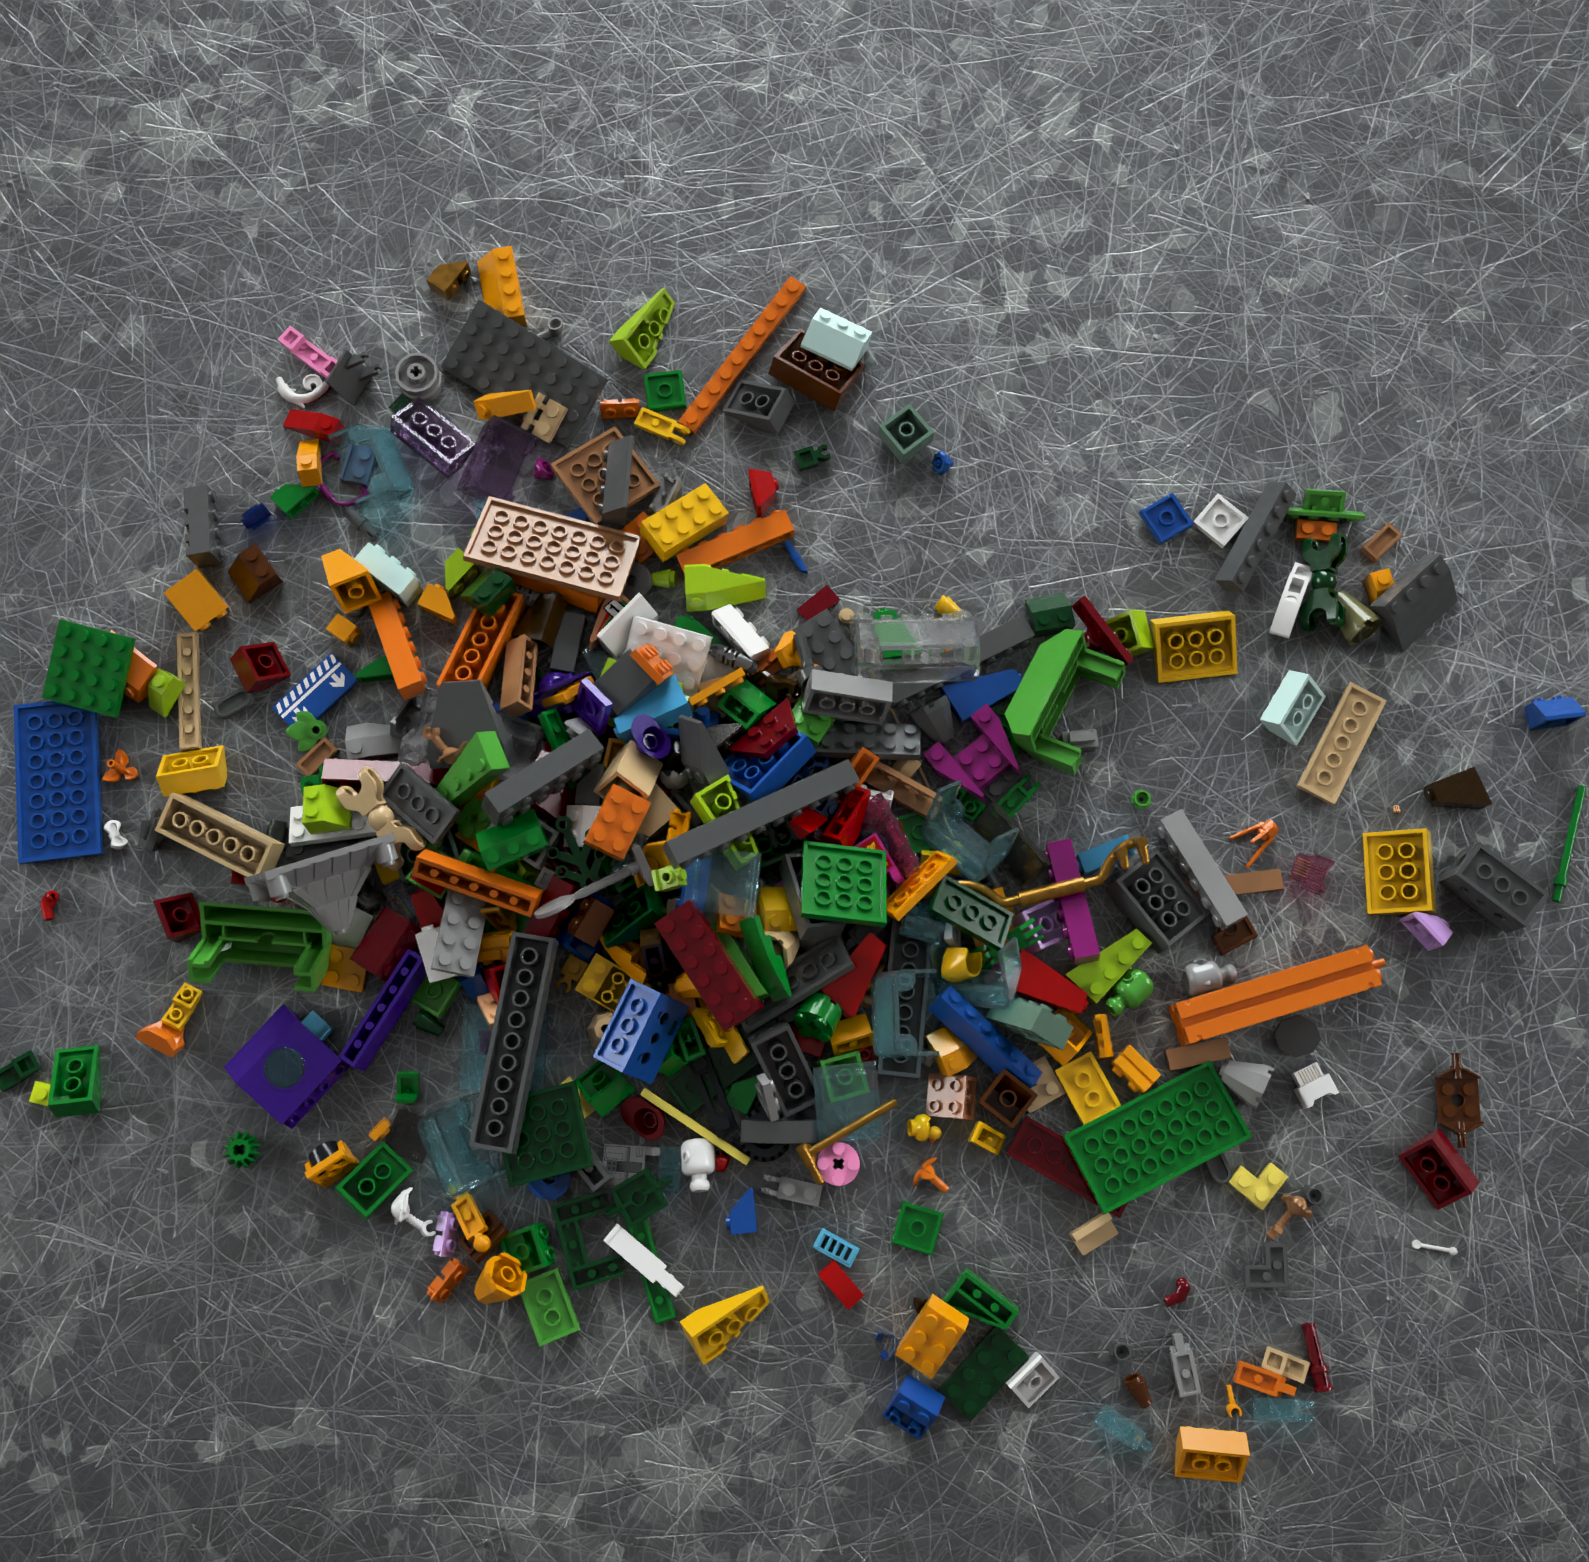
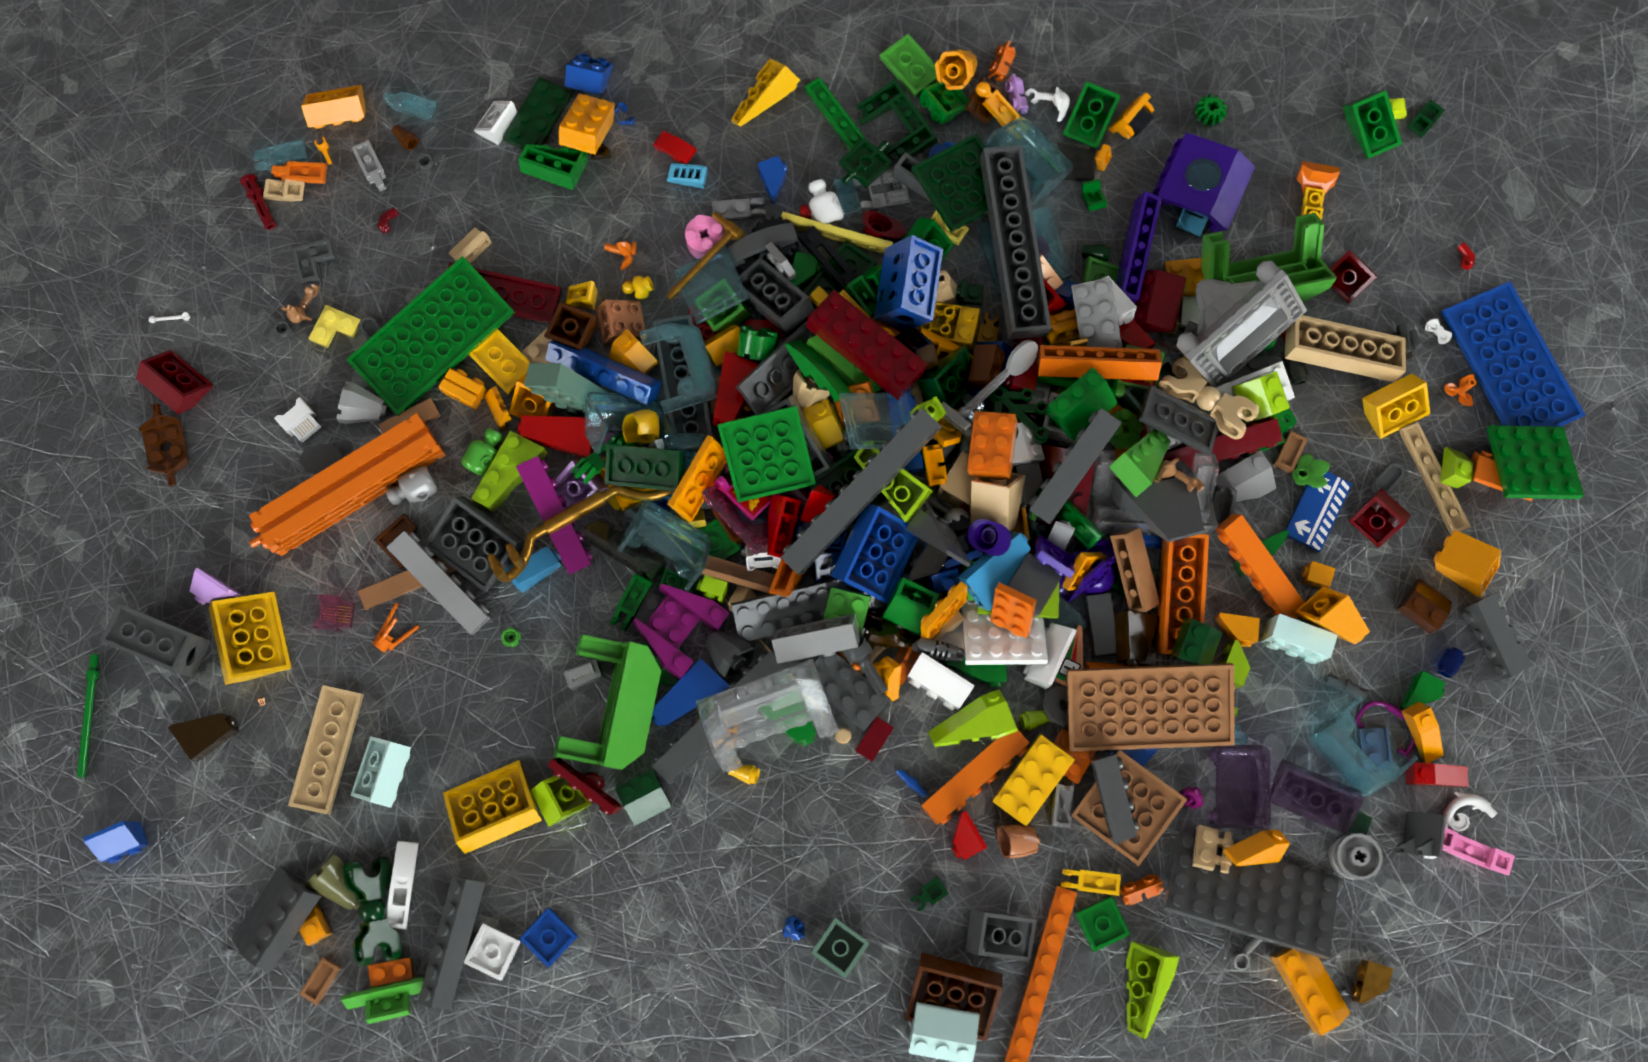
camera: 160 degrees right, 0 degrees up
(576, 1018) = (970, 293): none -> dark green bracket
(642, 1259) = (846, 119): white piece -> none
(717, 475) = (1021, 840): none -> nougat helmet
(768, 733) = (879, 579): dark red wing -> none
(917, 1228) = (622, 210): green tile -> none
(932, 780) = (713, 588): none -> lime brick

